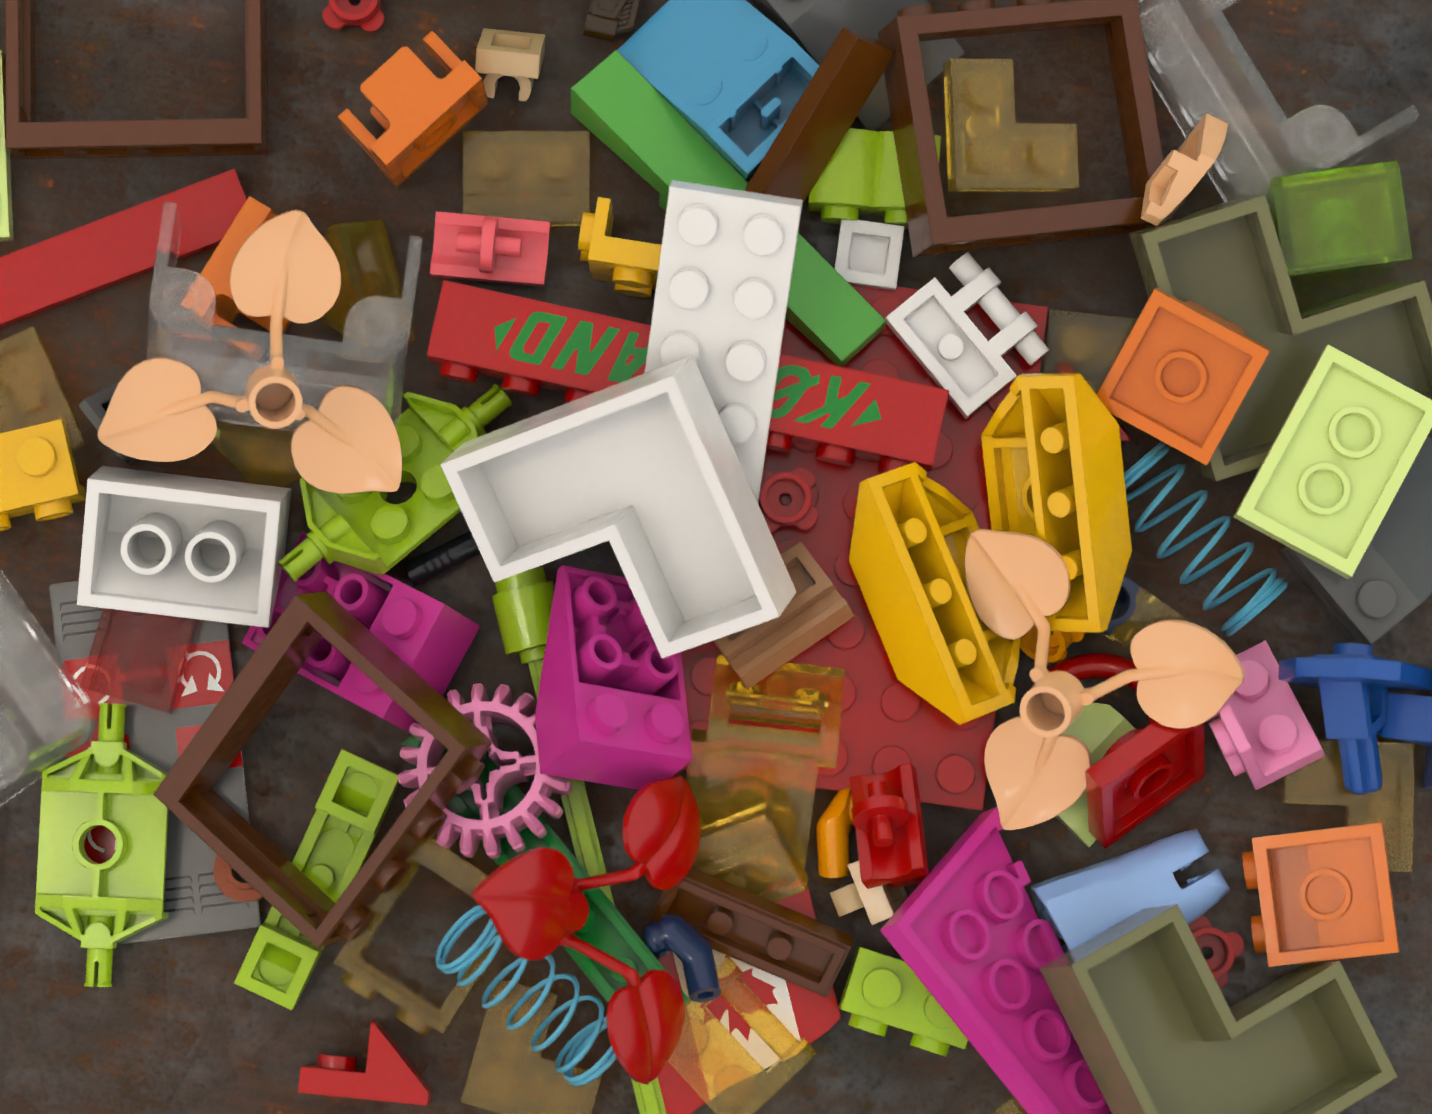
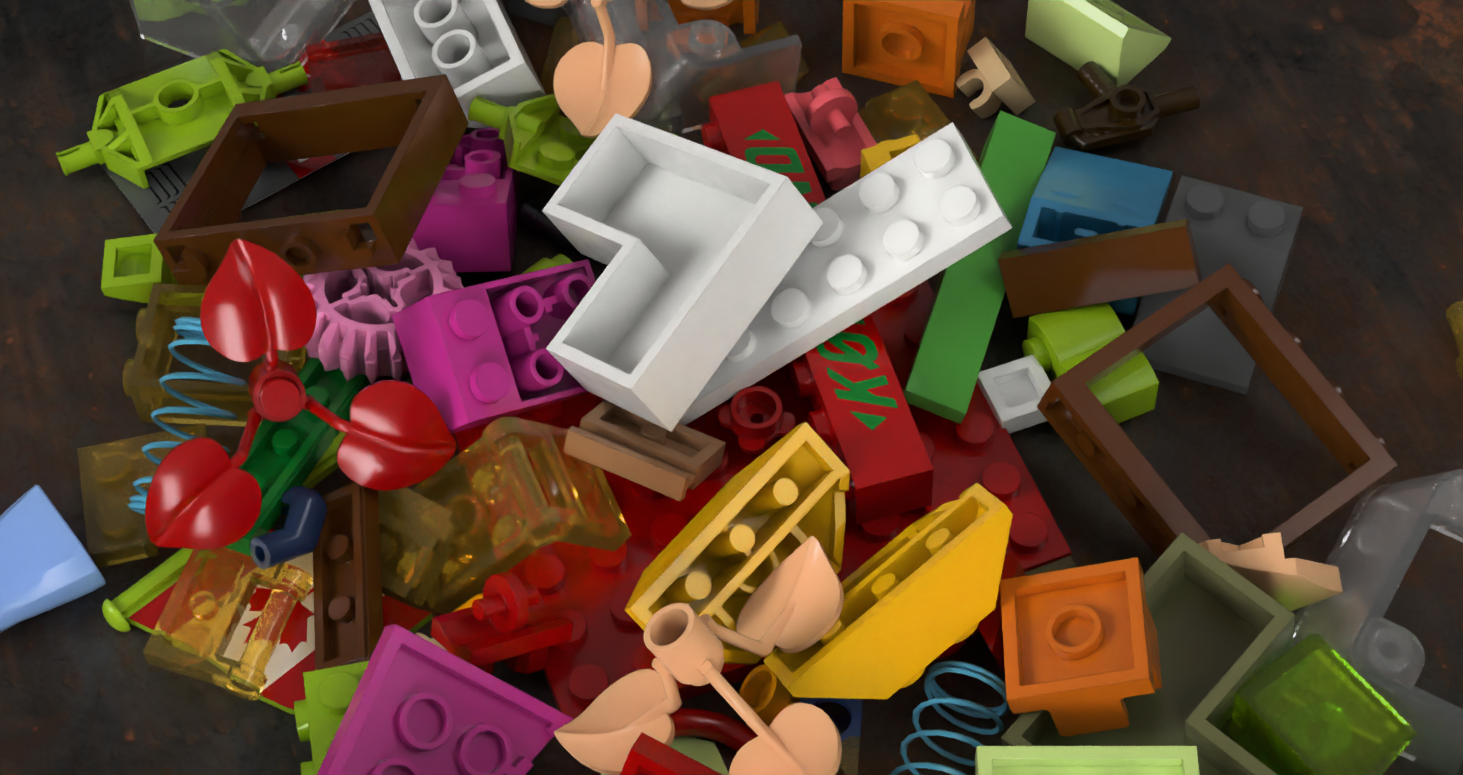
camera: 65 degrees right, 30 degrees down
(387, 1075) = (78, 374): red slope -> none
(951, 345) = (989, 453): white plate -> none
(987, 144) = (1172, 392): clear yellow plate -> none

